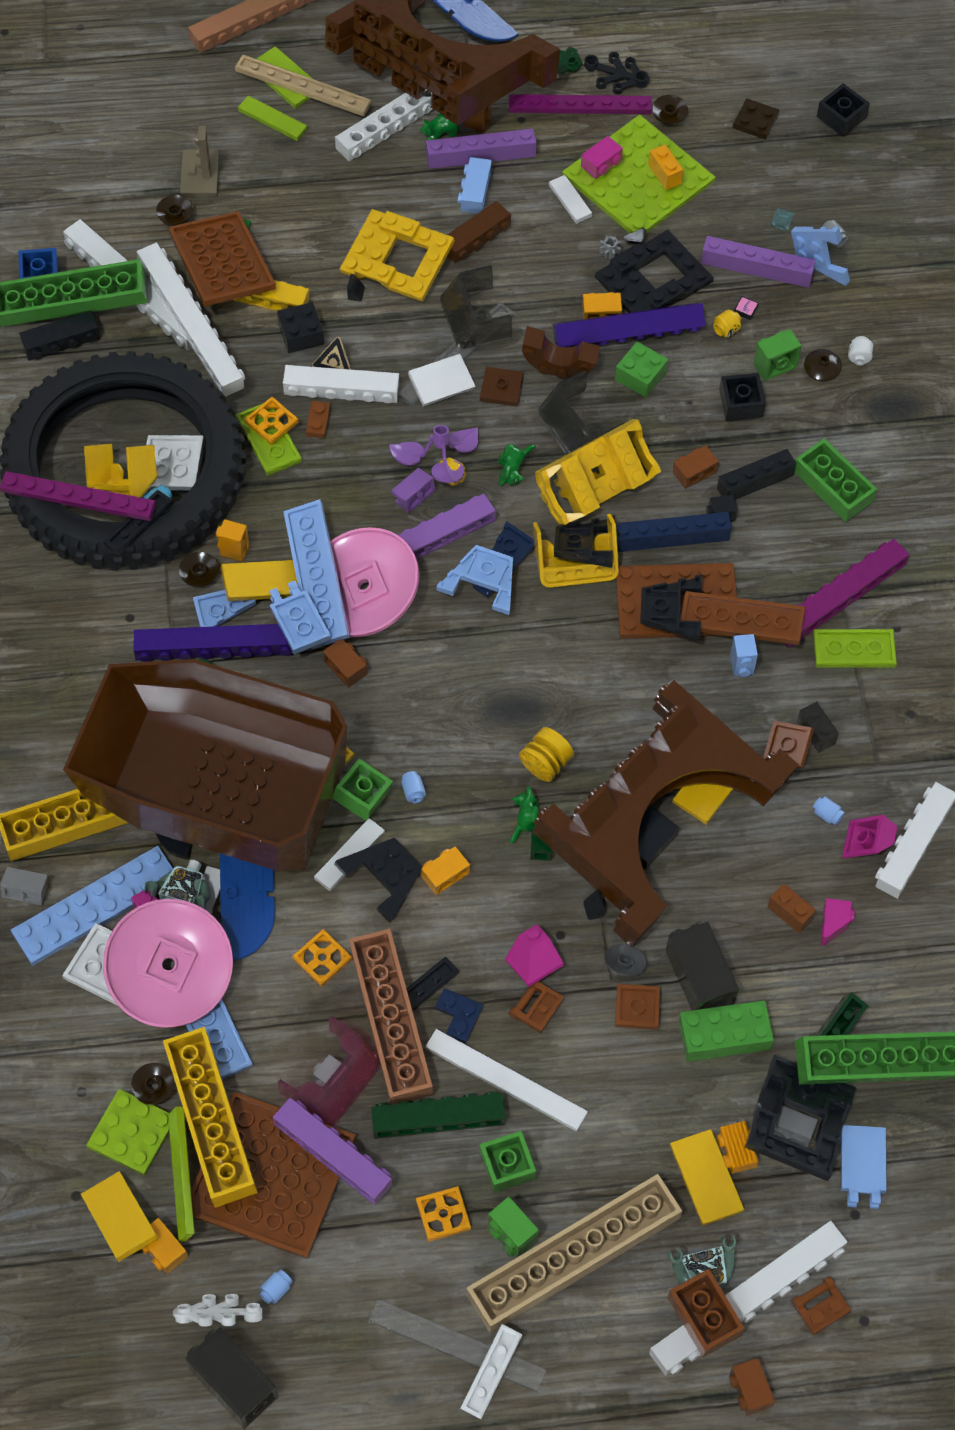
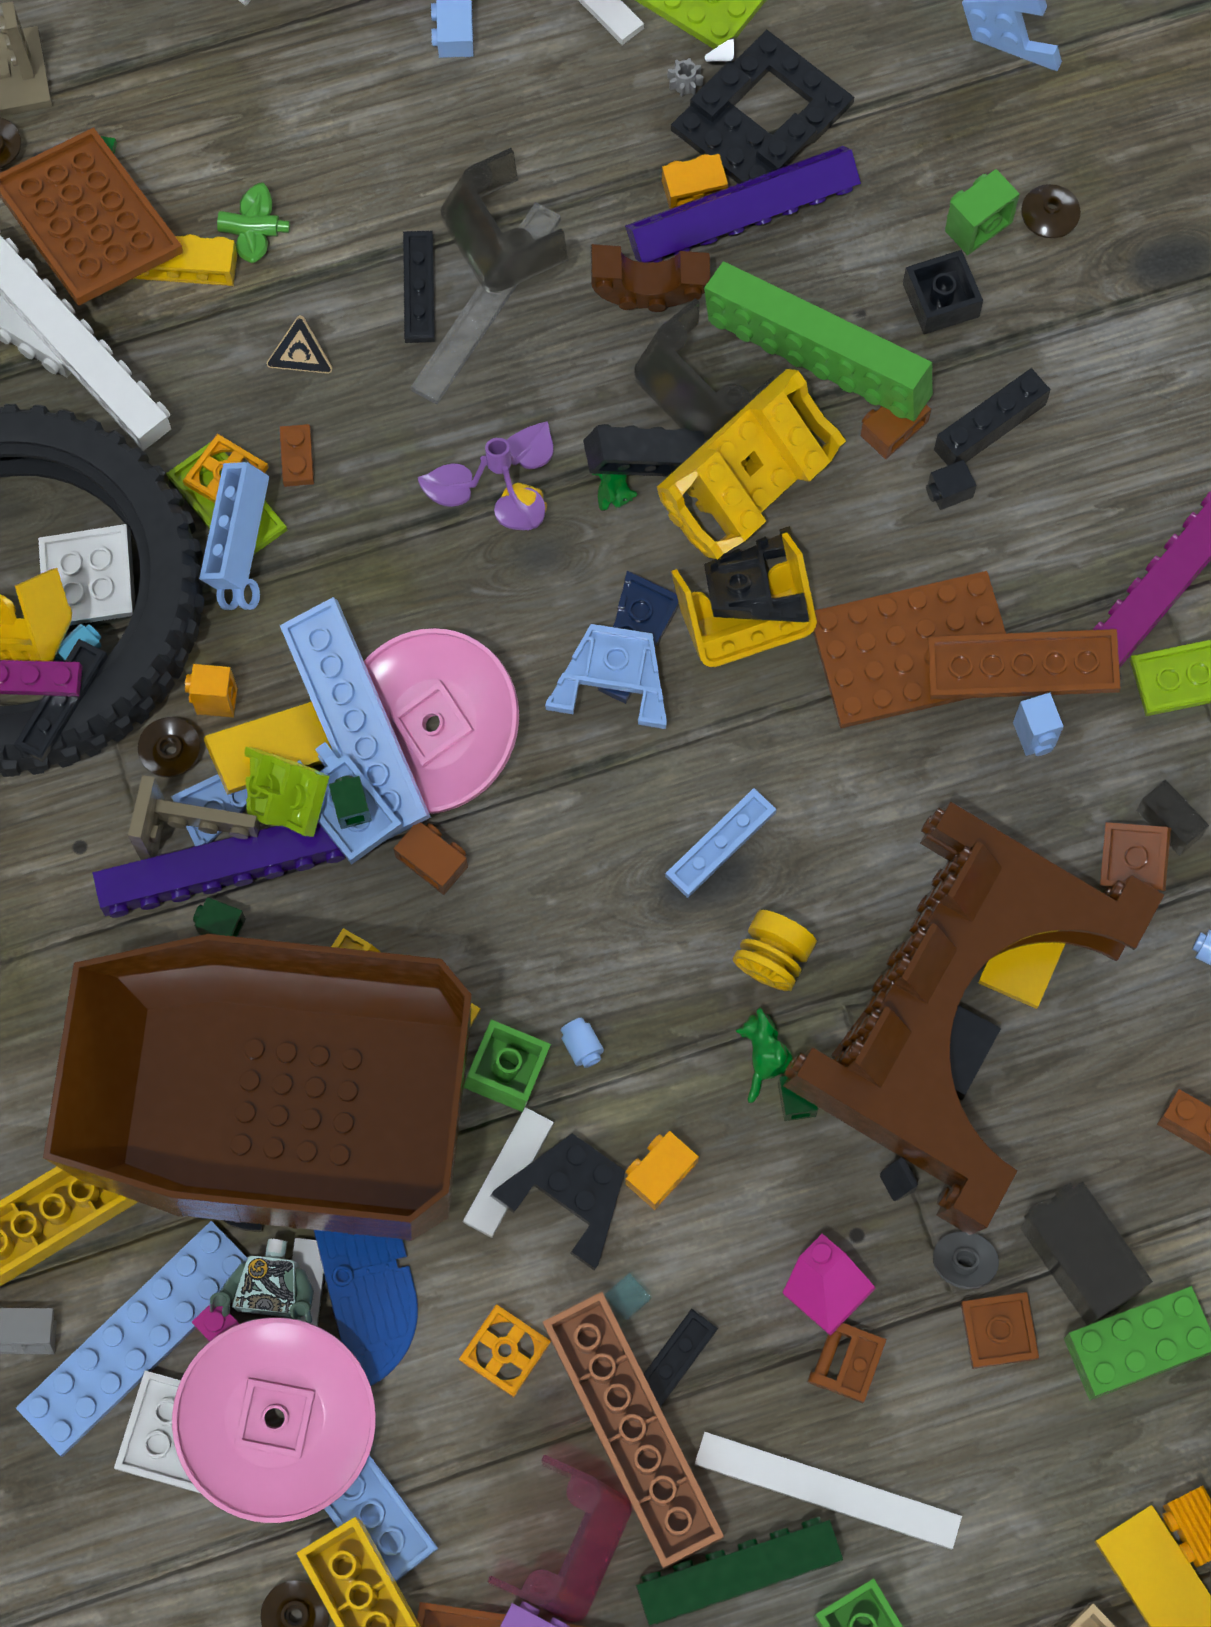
camera: 10 degrees left, 10 degrees up
(179, 601) = (153, 811): none -> dark tan piece
(262, 604) = (284, 792): none -> lime slope
(268, 452) = (235, 534): none -> light blue hinge
(300, 327) = (235, 306): black brick -> none
(301, 615) = (349, 801): none -> dark green brick
(324, 283) = (253, 223): none -> bright green plant
(325, 1069) = (555, 1541): light grey brick -> none
(341, 384) = (319, 390): white brick -> none
(355, 289) = (305, 223): black slope -> none
(376, 242) = (320, 143): yellow piece -> none
(407, 941) = (628, 1296): none -> clear light blue tile
(414, 490) = (472, 546): medium lavender hinge -> none
(416, 337) = (418, 287): none -> black tile
(441, 380) = (474, 353): white tile -> none
(449, 526) = (539, 597): medium lavender brick -> none
(464, 1012) = (740, 1392): dark blue plate -> none
(478, 231) = (472, 91): reddish brown brick -> none
(501, 386) = (568, 343): reddish brown plate -> none
(527, 449) = (639, 450): none -> black brick
(528, 688) = (720, 843): none -> light blue plate
(641, 369) = (783, 264): bright green brick -> none
(656, 408) = (819, 341): none -> bright green brick
(662, 607) = (898, 670): black wing -> none
(673, 531) = (887, 537): dark blue brick -> none
(727, 323) = (892, 171): yellow head -> none
(746, 308) = (914, 138): tile -> none
(758, 261) = (918, 58): medium lavender brick -> none
(835, 480) = (1113, 403): bright green brick -> none
(860, 350) = (1104, 177): white head -> none

